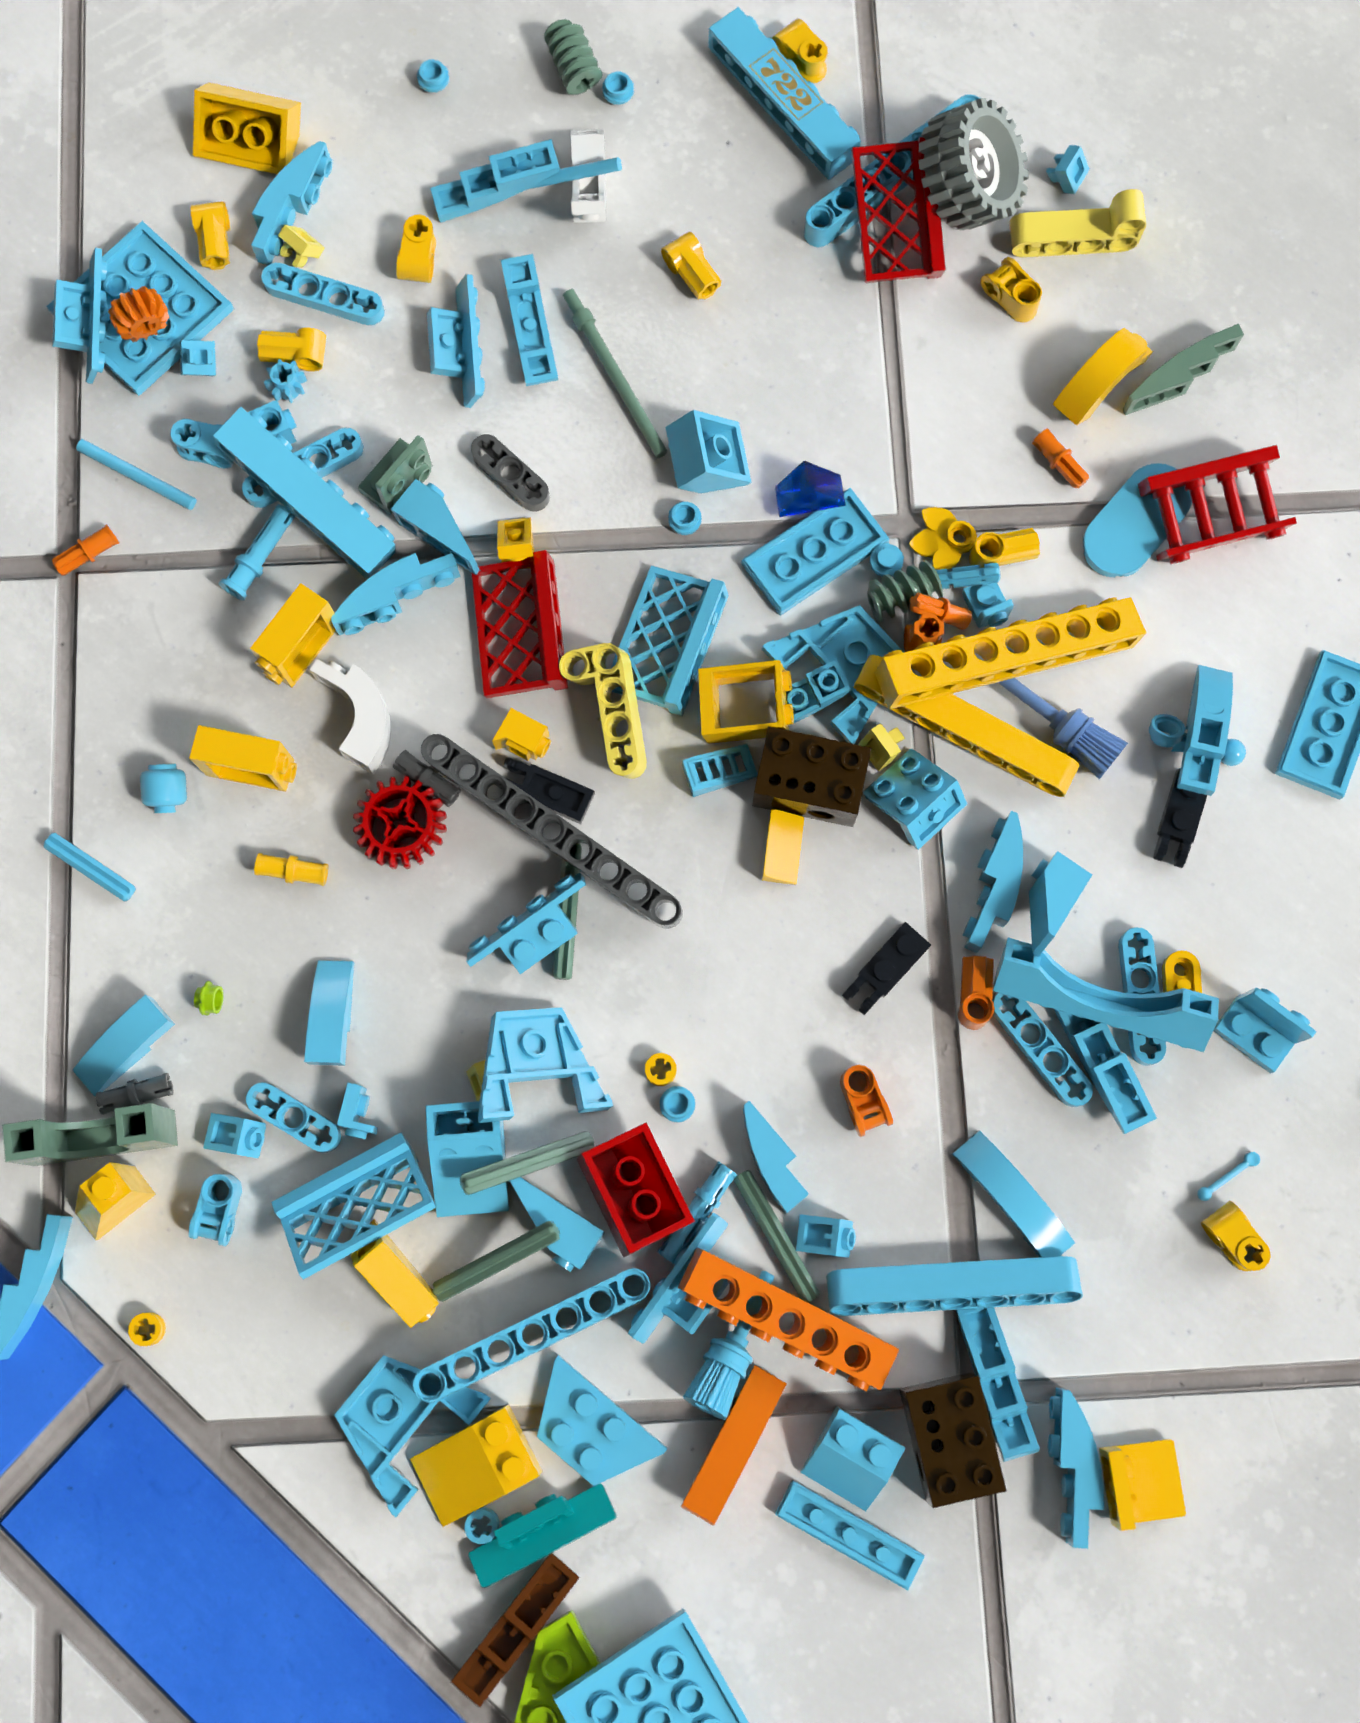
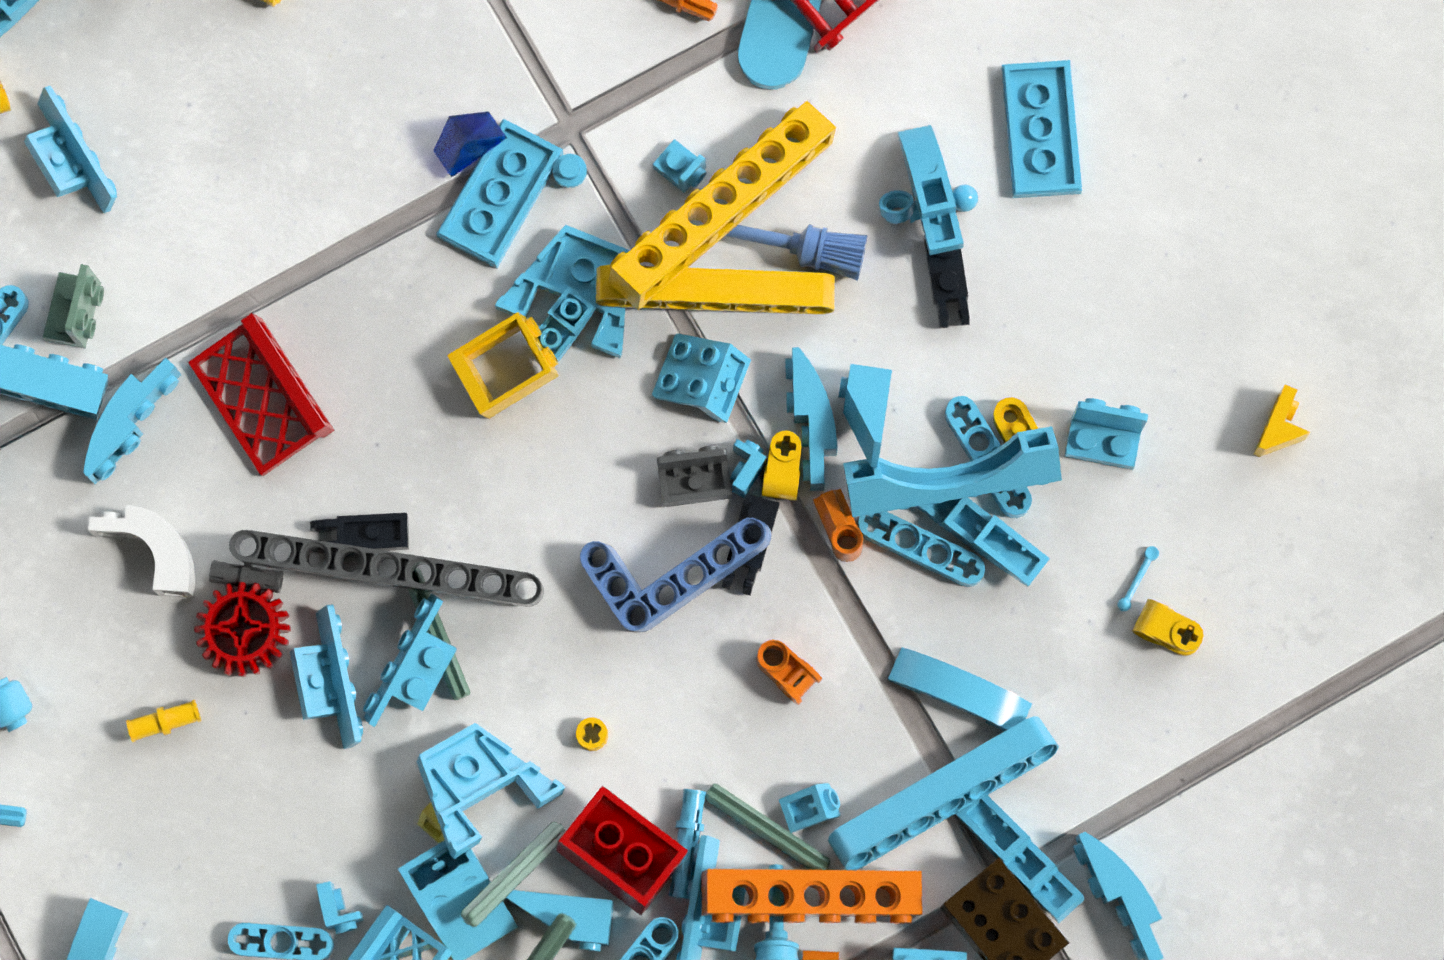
camera: 25 degrees left, 0 degrees up
(209, 998) = (148, 875): lime plate -> none
(243, 758) = (68, 641): yellow window -> none
(294, 636) = (58, 506): yellow window -> none
(329, 1013) = (266, 832): medium azure slope -> none
(428, 517) = (124, 334): medium azure slope -> none
(448, 901) = (324, 679): none -> medium azure bracket
(508, 458) = (200, 271): dark grey beam -> none
(515, 539) = (216, 316): yellow slope -> none
(522, 736) = (316, 495): yellow window -> none
(529, 320) = (125, 103): medium azure slope -> none
(585, 322) = (178, 78): sand green bar -> none
(612, 713) = (386, 434): light yellow beam -> none
(677, 1104) = (622, 757): medium azure plate -> none
(684, 518) = (364, 220): medium azure plate -> none
(696, 639) = (430, 328): medium azure fence -> none
(698, 788) = (498, 463): medium azure slope -> none
(707, 453) = (355, 149): medium azure slope -> none
(771, 1158) = (730, 764): medium azure slope -> none
(783, 847) = (604, 480): yellow slope -> none
(805, 967) = (676, 578): none -> medium blue beam
(811, 774) = (596, 402): dark brown piece -> none
(866, 883) = (694, 476): none -> dark grey bracket
(882, 745) = (648, 344): light yellow tile -> none
(898, 589) = (598, 191): sand green piece -> none
(913, 903) = (746, 474): none -> medium azure bracket
(922, 631) = (635, 223): orange piece -> none
(938, 538) = (607, 128): yellow plate -> none
(944, 611) = (641, 195): orange axle -> none
(947, 918) = (781, 471): none -> yellow piece
(969, 575) = (649, 151): medium azure axle -> none
(1005, 547) = (673, 107): yellow piece -> none
(1142, 1482) = (1186, 880): yellow bracket -> none

